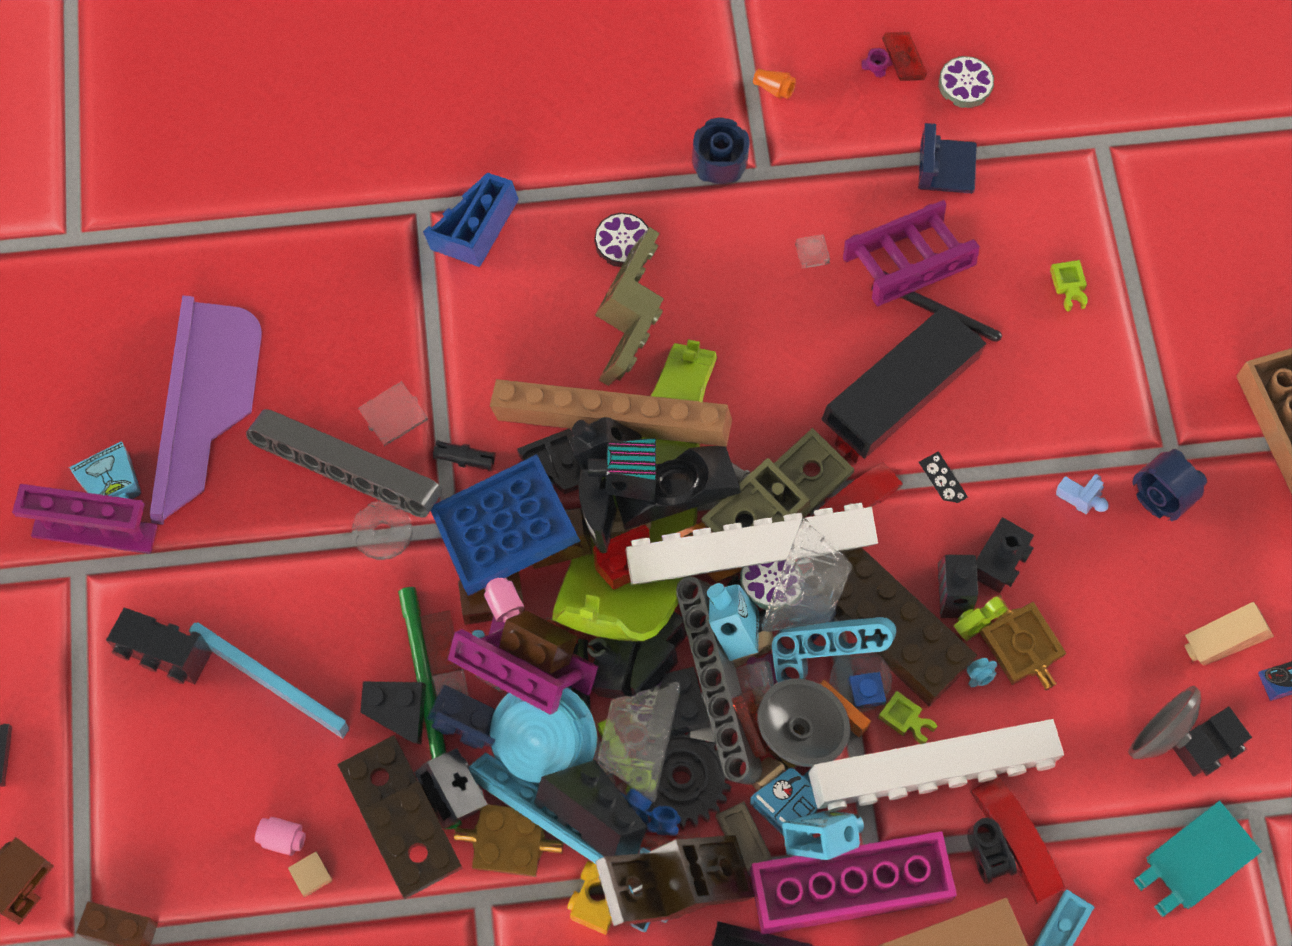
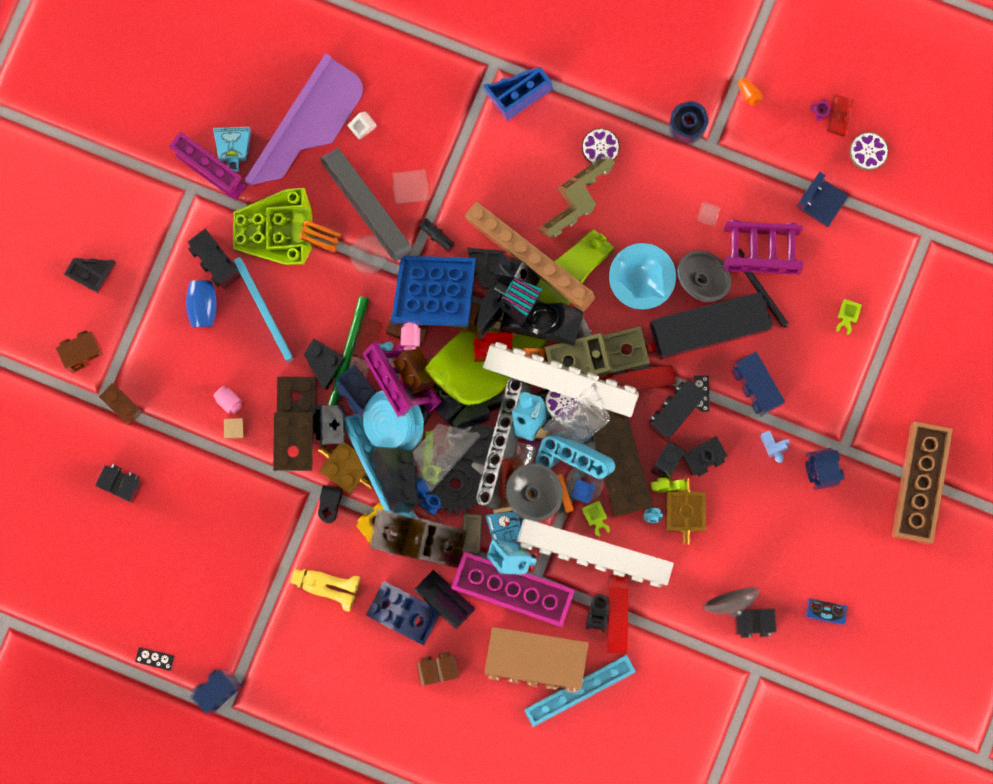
camera: 35 degrees right, 15 degrees up
(170, 717) = (201, 303): none -> blue piece
(228, 557) = (274, 227): none -> lime wedge
(281, 368) = (362, 125): none -> white slope
(297, 532) = (334, 240): none -> orange tile
(511, 902) = (329, 499): none -> black piece
(776, 365) = (642, 276): none -> medium azure piece
(857, 324) = (704, 276): none -> dark grey dish
(928, 511) = (676, 409): none -> black brick
(1014, 422) = (757, 384): none -> dark blue brick
(1199, 858) = (708, 678): teal tile -> none
(1228, 635) = (803, 570): tan slope -> none

